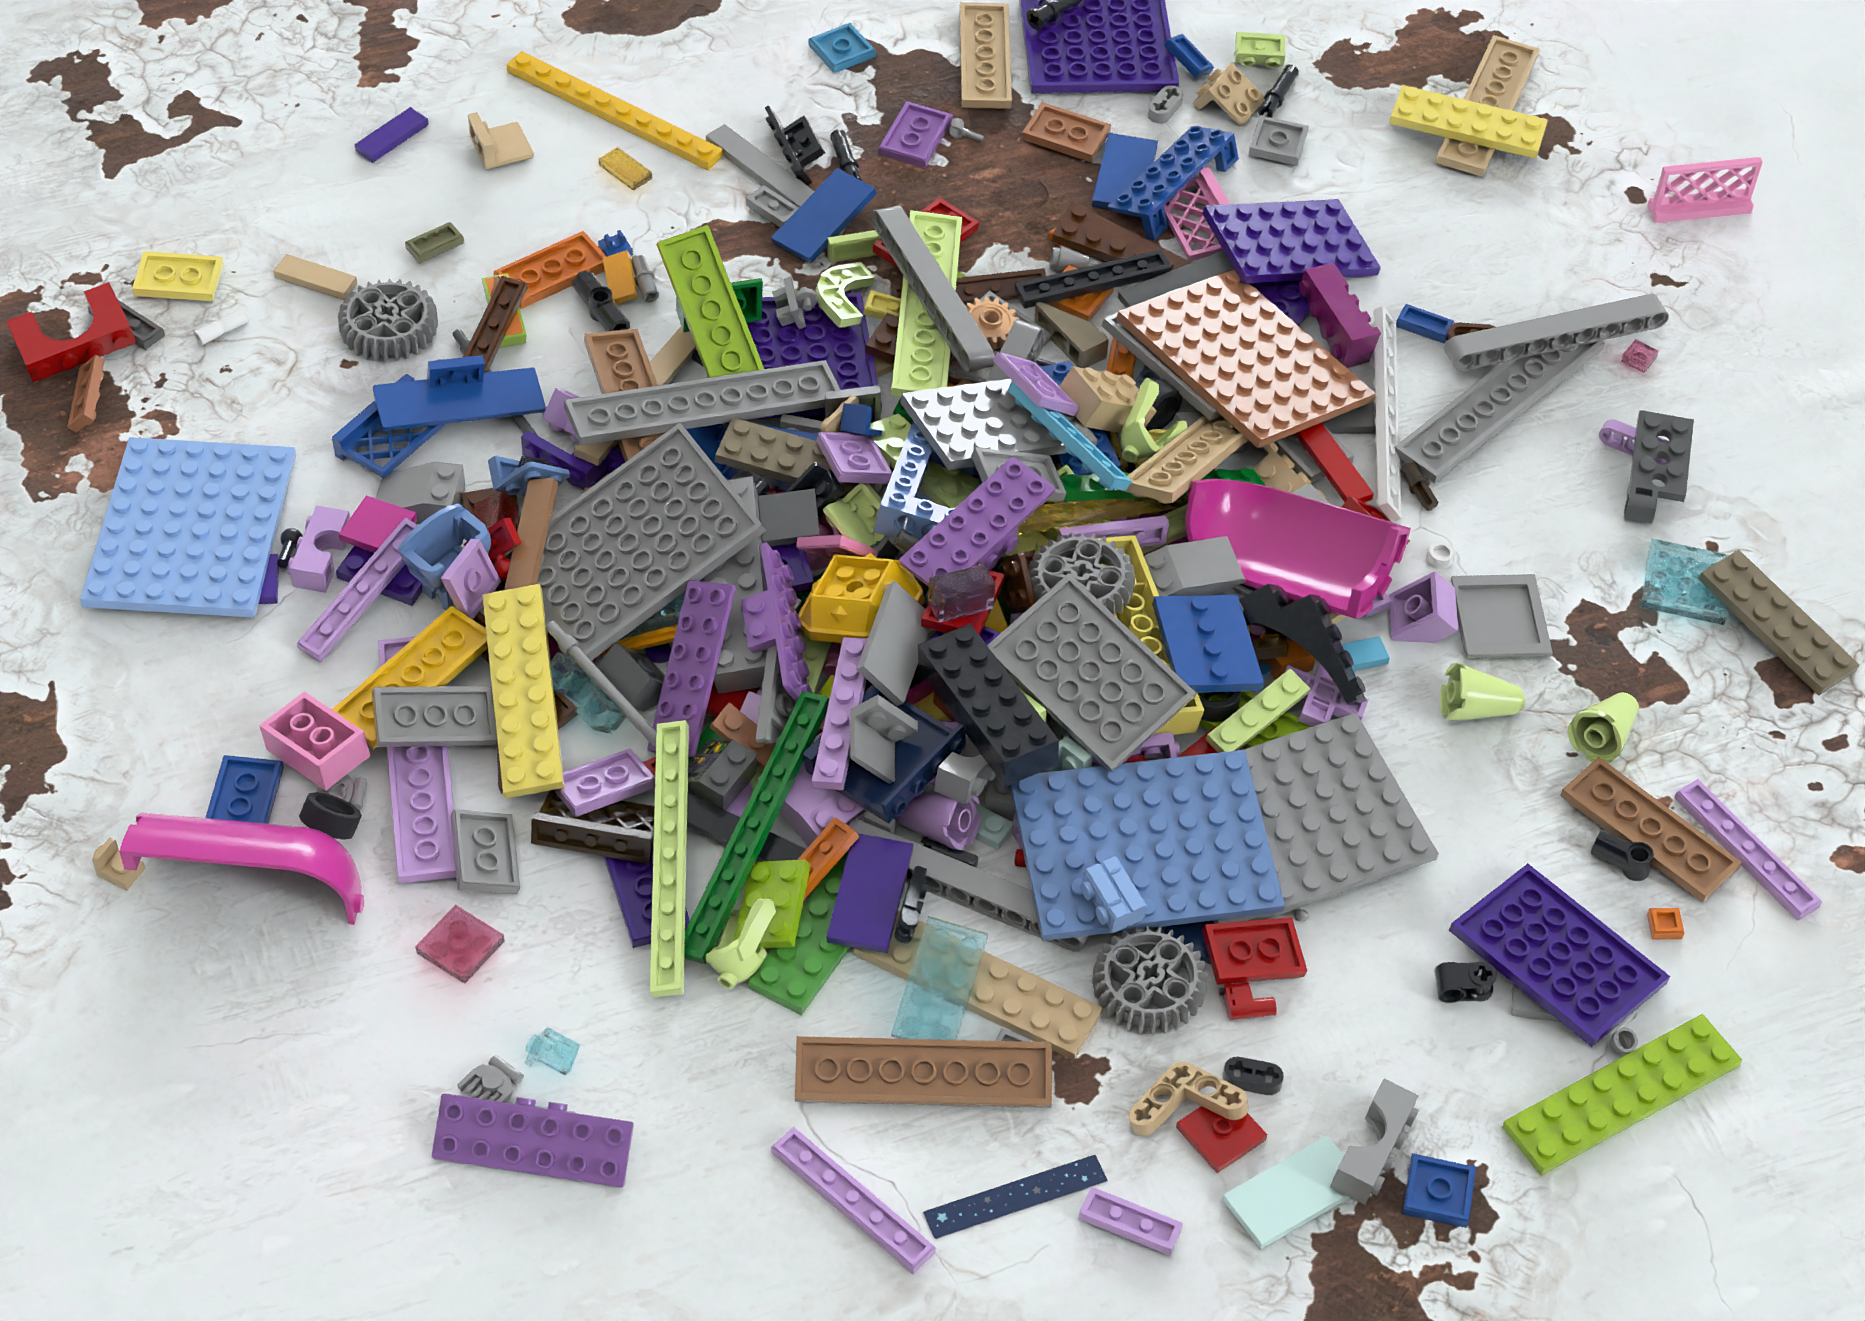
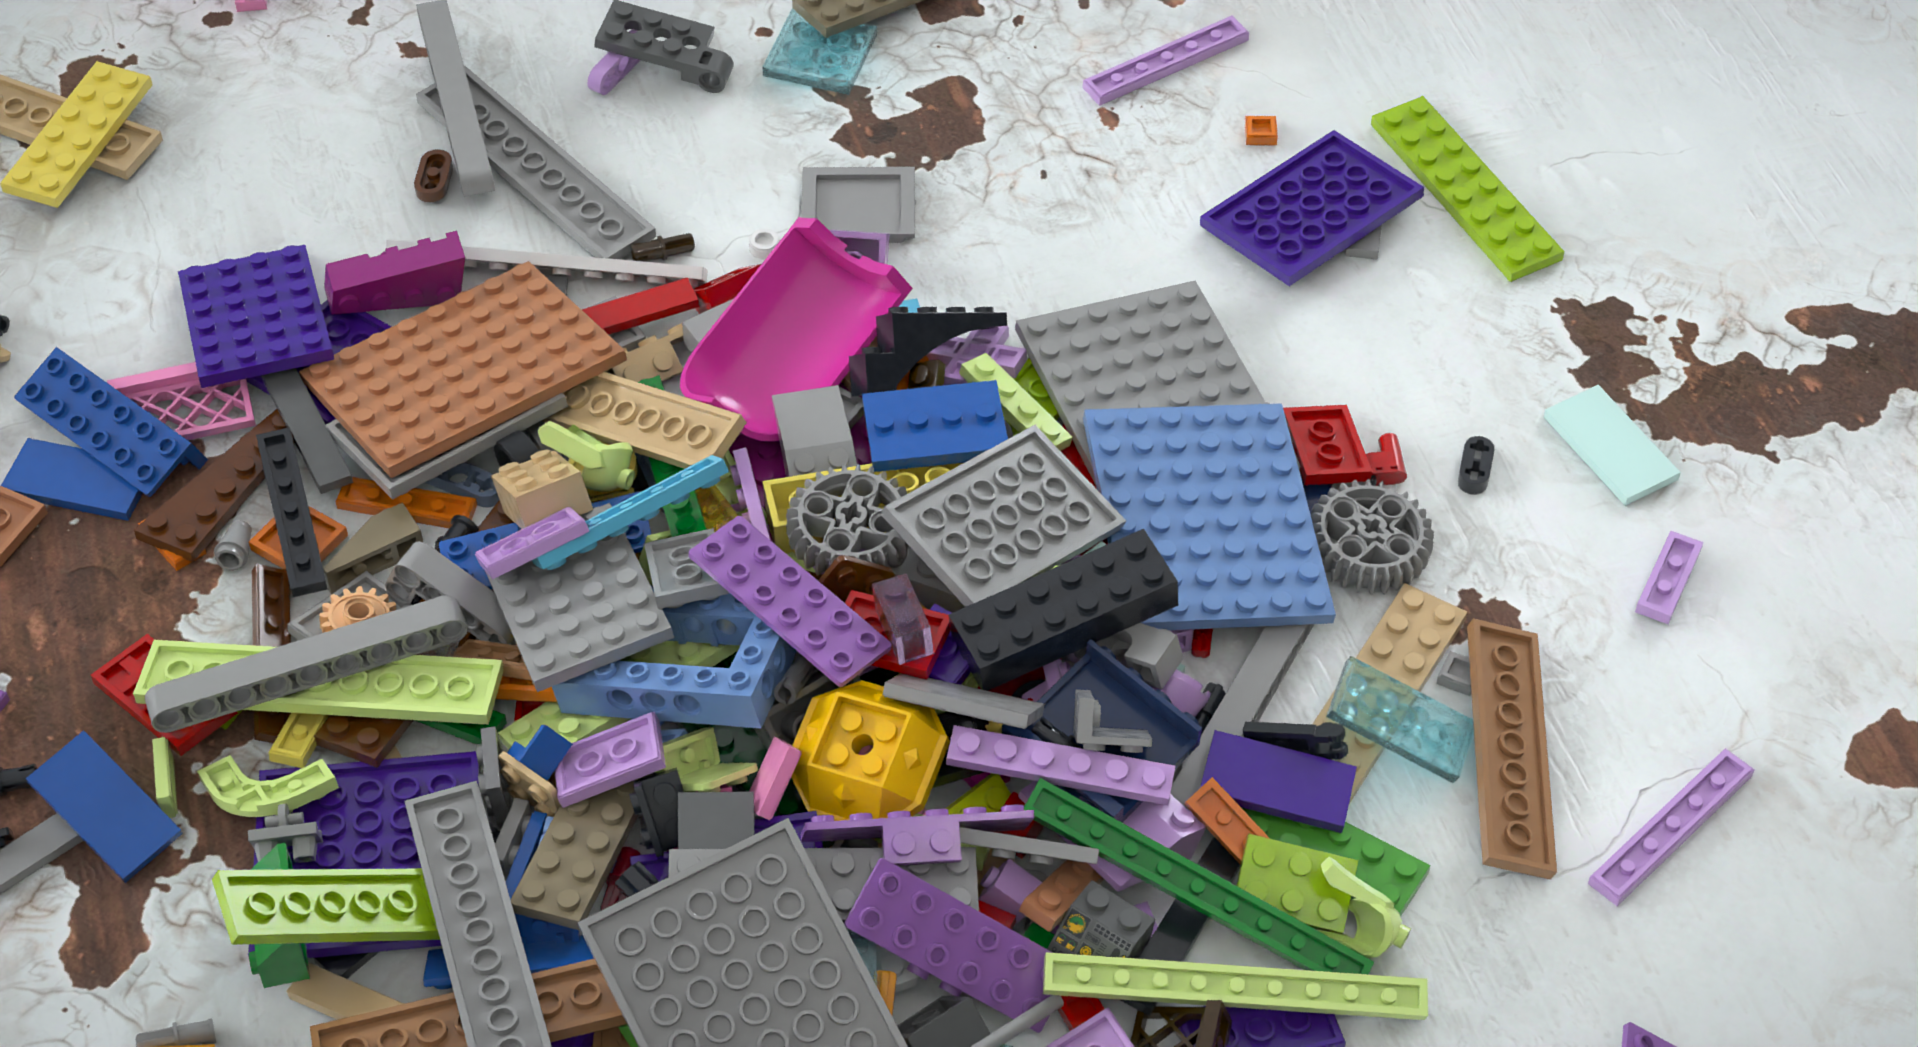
camera: 85 degrees left, 0 degrees up
(771, 205) = (61, 874): light grey plate -> none
(1014, 1196) = (1645, 682): dark blue sticker -> none
(1113, 895) = (1297, 534): light blue brick -> none
(1189, 1089) = (1504, 514): tan beam -> none
(1220, 1139) = (1546, 496): red plate -> none
(1278, 140) = (56, 318): light grey plate -> none
(1361, 1166) = (1522, 353): light grey arch -> none
(1424, 323) = (400, 217): blue tile -> none
(1439, 1190) = (1593, 334): blue tile -> none
(1462, 983) = (1350, 281): black piece -> none
(1478, 695) = (981, 232): yellowish green cone -> none
(1604, 727) = (1025, 131): yellowish green cone -> none
(1627, 1039) = (1413, 171): light grey hinge -> none
(1632, 858) = (1185, 144): black piece -> none
(1636, 816) = (1147, 123): medium nougat plate -> none
(1639, 355) = (485, 43): clear pink plate -> none

